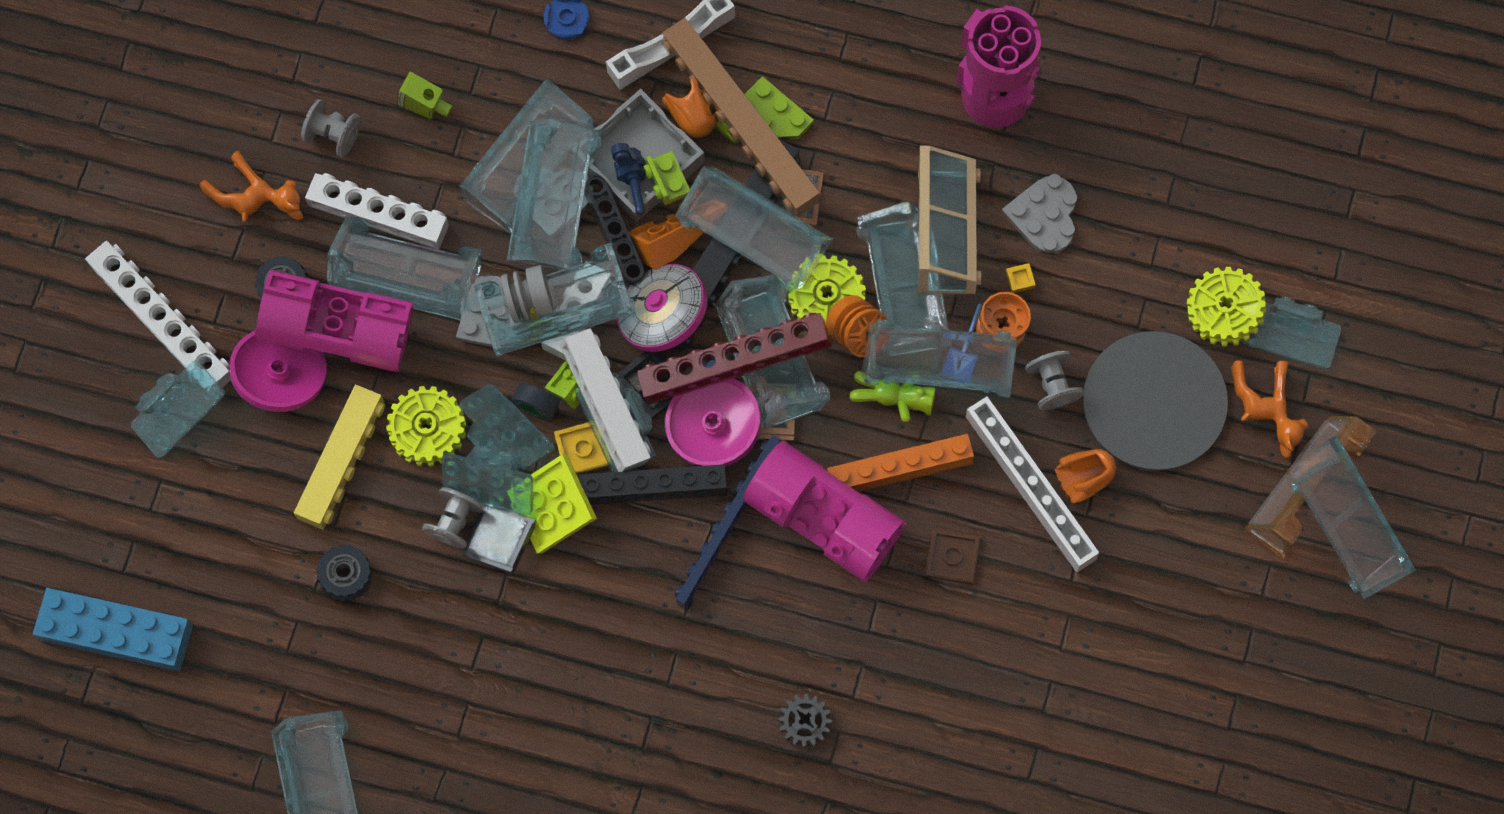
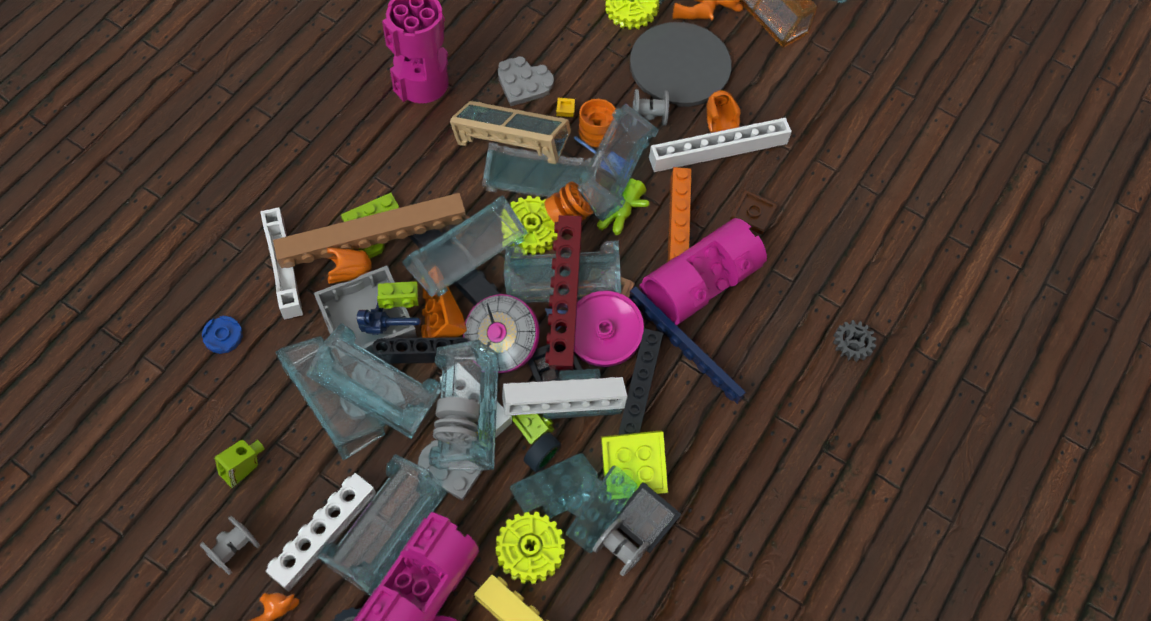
camera: 80 degrees left, 10 degrees down
(581, 448) = (587, 433): yellow tile -> none

